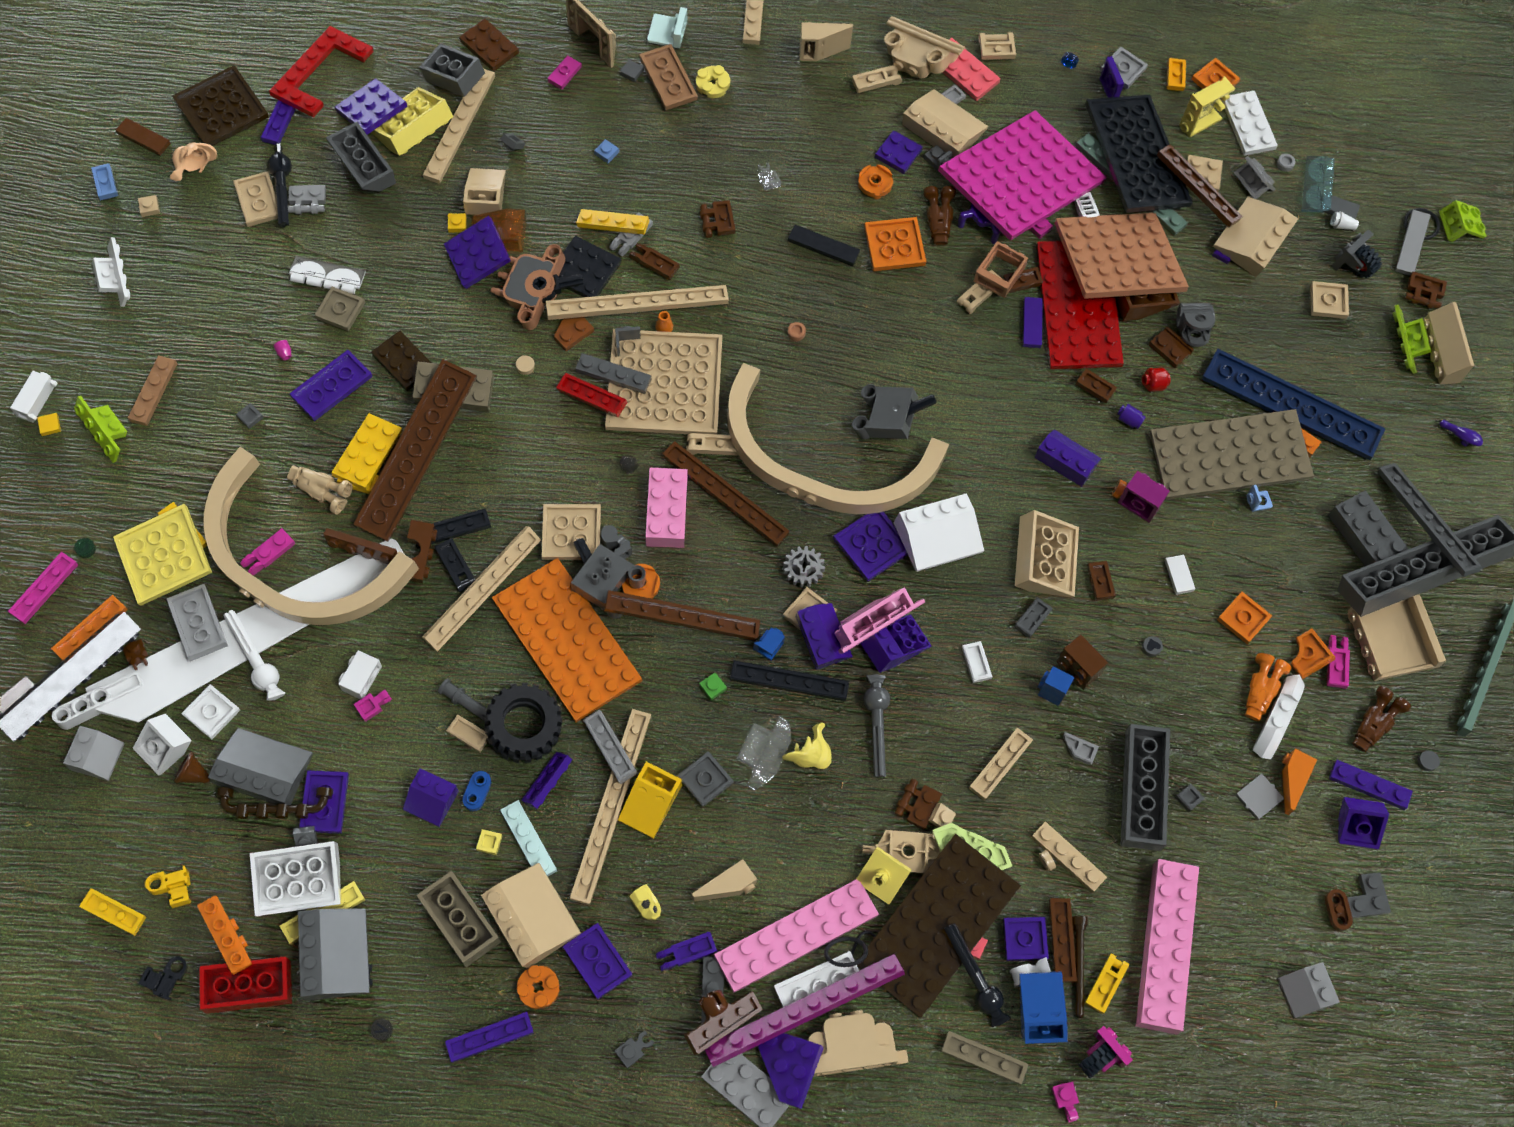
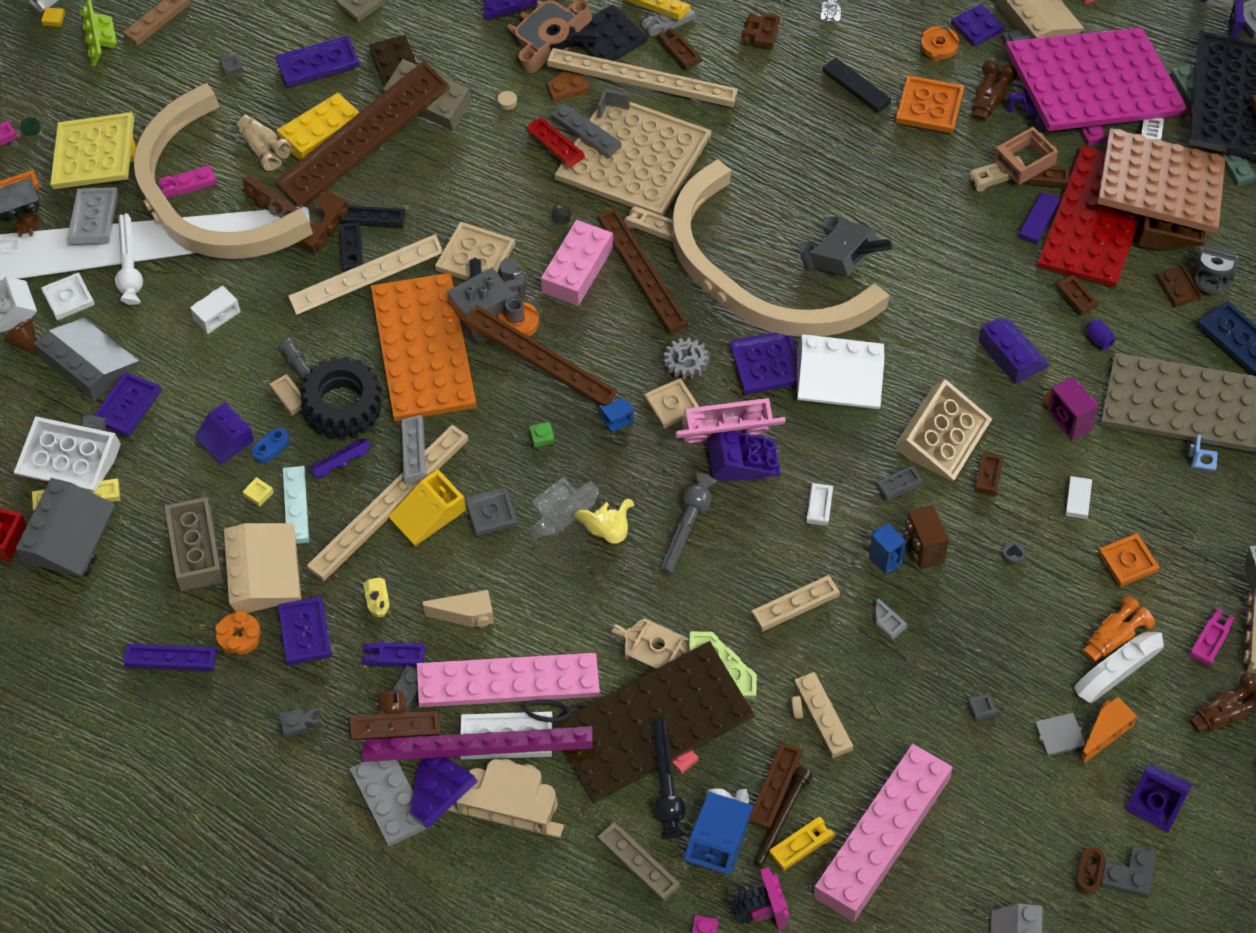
camera: 30 degrees right, 10 degrees down
(281, 810) = (83, 395): dark brown bar -> none
(283, 349) = (290, 18): dark pink hose -> none
(370, 706) = (211, 338): dark pink plate -> none
(381, 1029) = (77, 614): clear smoke tile -> none
(664, 322) = (659, 101): orange cone -> none
(789, 680) = (620, 456): black tile -> none
(796, 331) = (789, 152): nougat tile -> none
(818, 629) = (667, 419): dark purple slope -> none
(883, 875) = (621, 657): light yellow tile -> none
(923, 807) = (694, 616): reddish brown plate -> none
(941, 815) = (710, 624): tan plate -> none
(1025, 938) = (737, 769): dark purple plate -> none
(1145, 787) = (935, 676): dark grey brick -> none
(1156, 379) = (1145, 308): red head -> none
(1312, 654) = (1185, 620): orange tile -> none
(1370, 784) = (1190, 767): dark purple plate -> none

